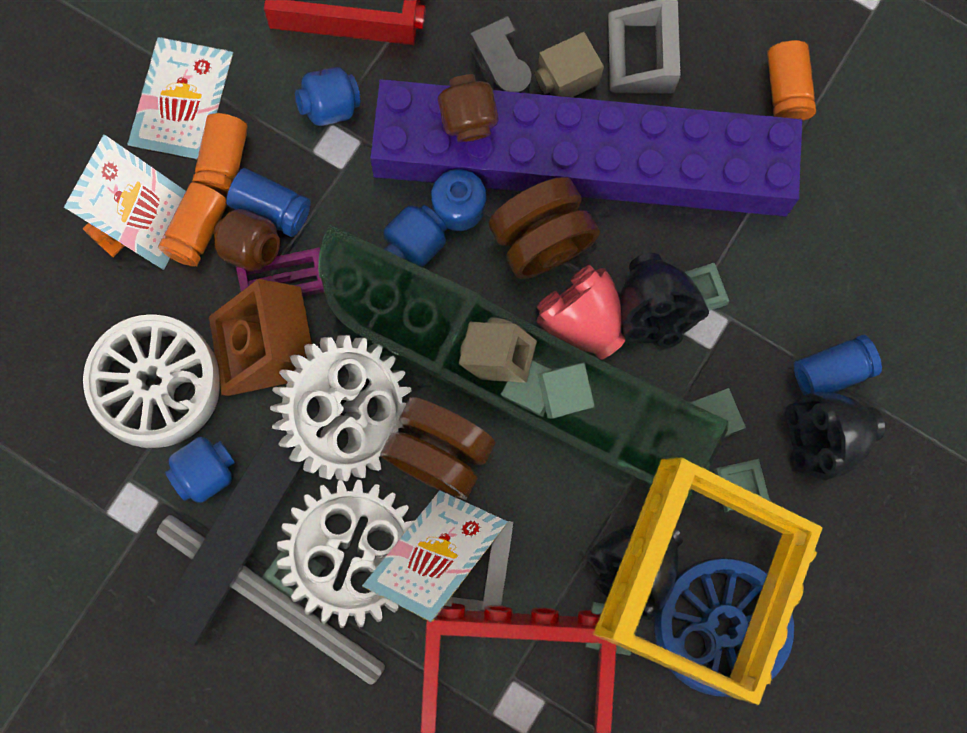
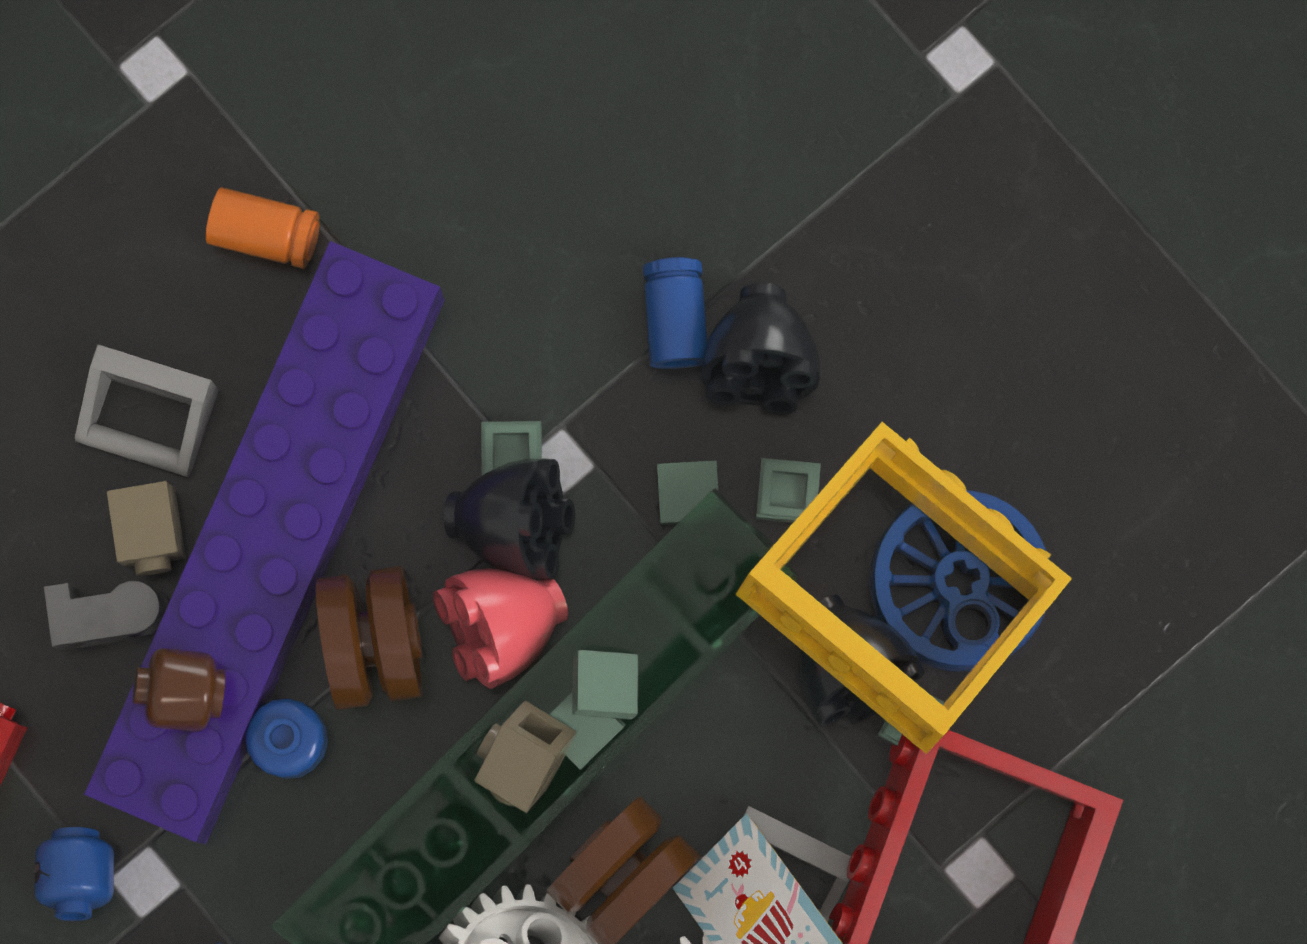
camera: 65 degrees left, 5 degrees up
(415, 235) = (316, 814): blue head -> none

